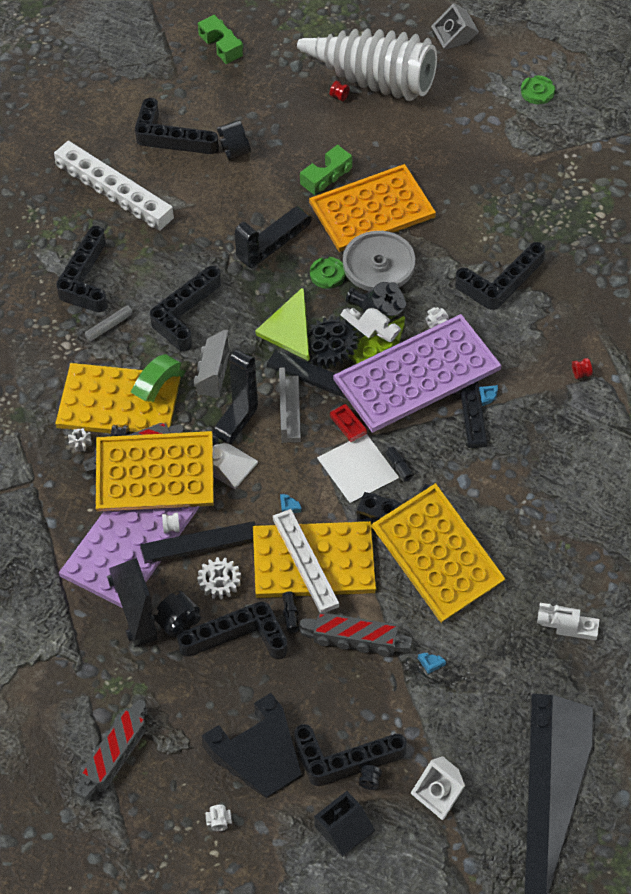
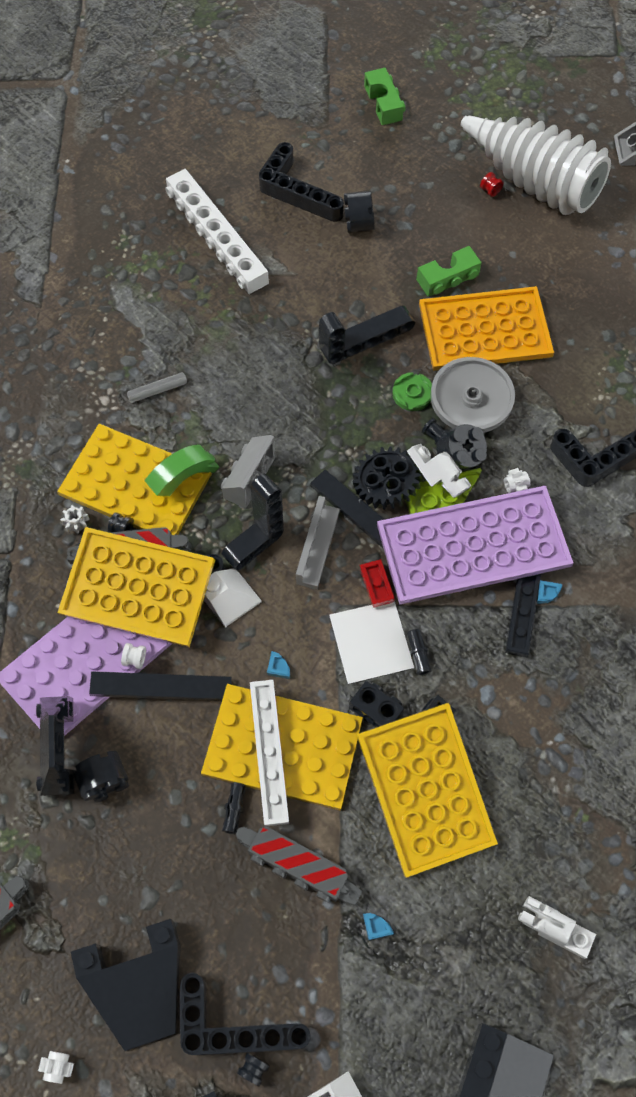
camera: 15 degrees right, 10 degrees up
(71, 285) = (145, 317): black beam -> none
(166, 313) = (242, 388): black beam -> none
(219, 578) = (158, 745): white gear -> none
(235, 630) = (161, 813): black beam -> none
(288, 327) = (348, 446): lime tile -> none

